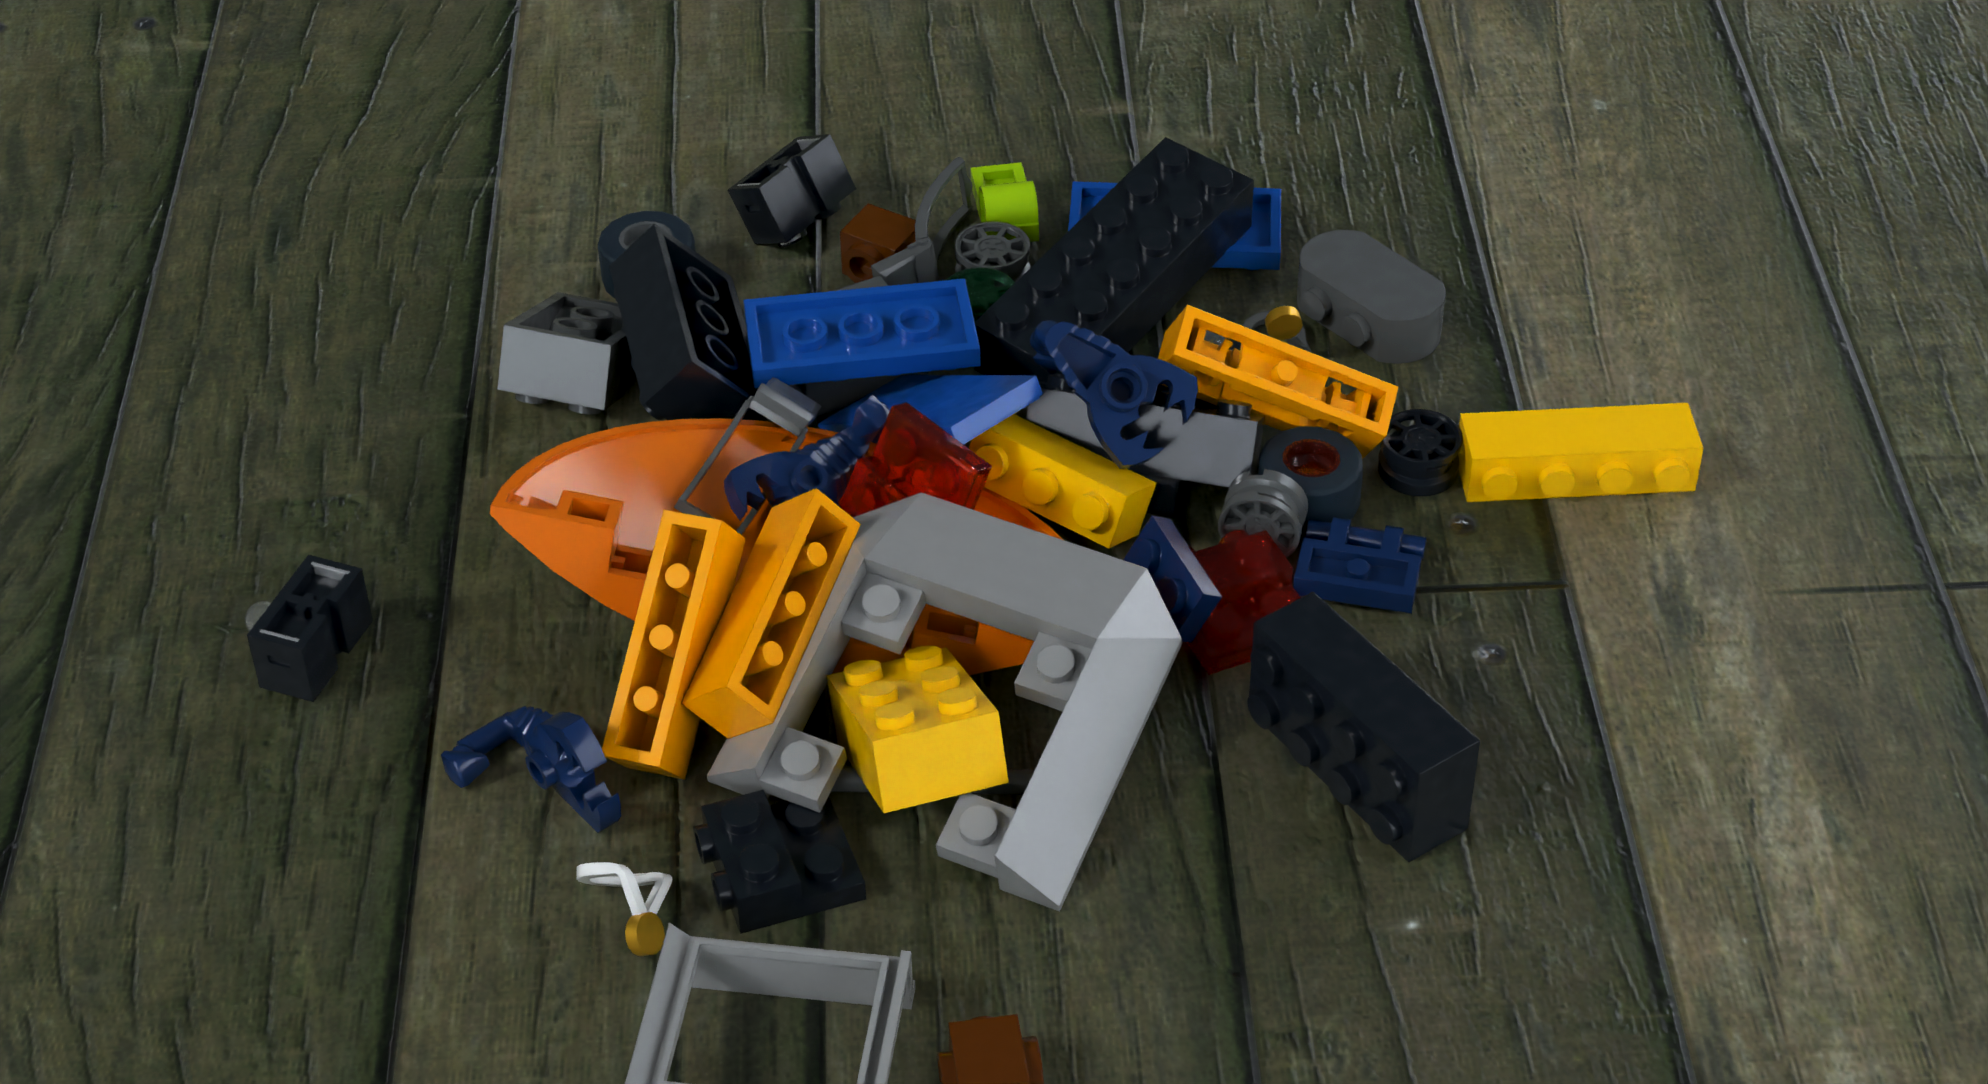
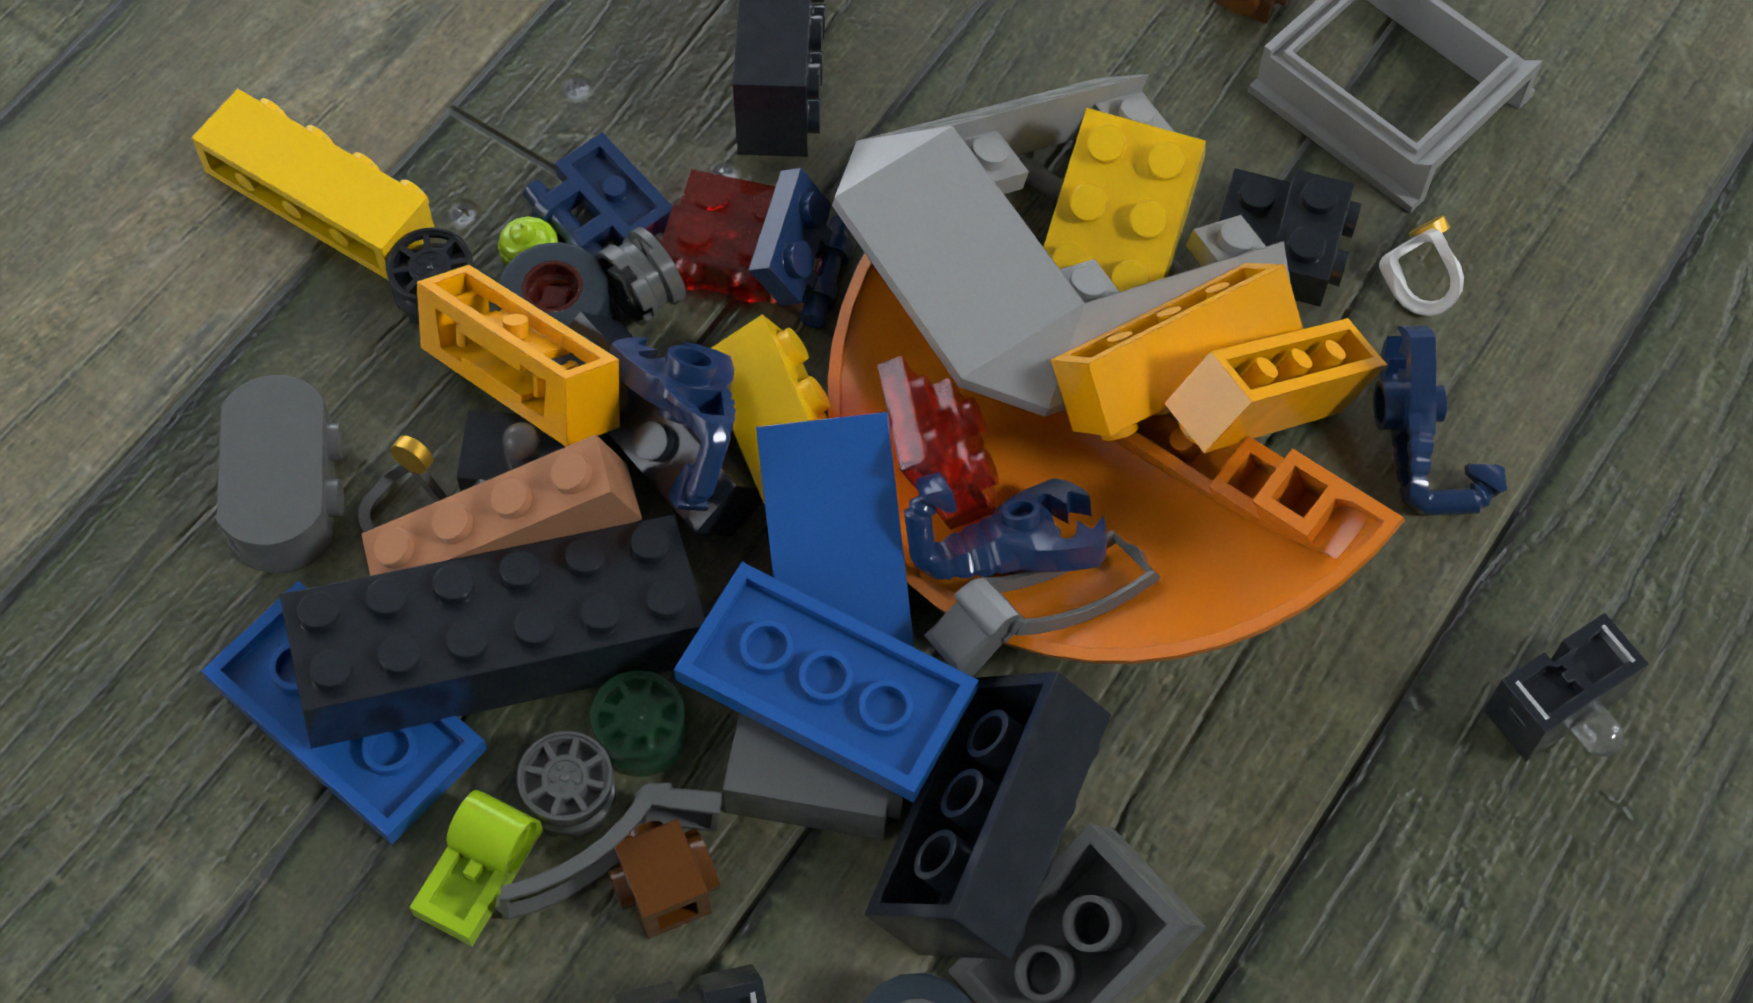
camera: 145 degrees left, 20 degrees up
(1144, 306) = (543, 500): none -> nougat brick
(1378, 506) = (522, 235): none -> lime plate

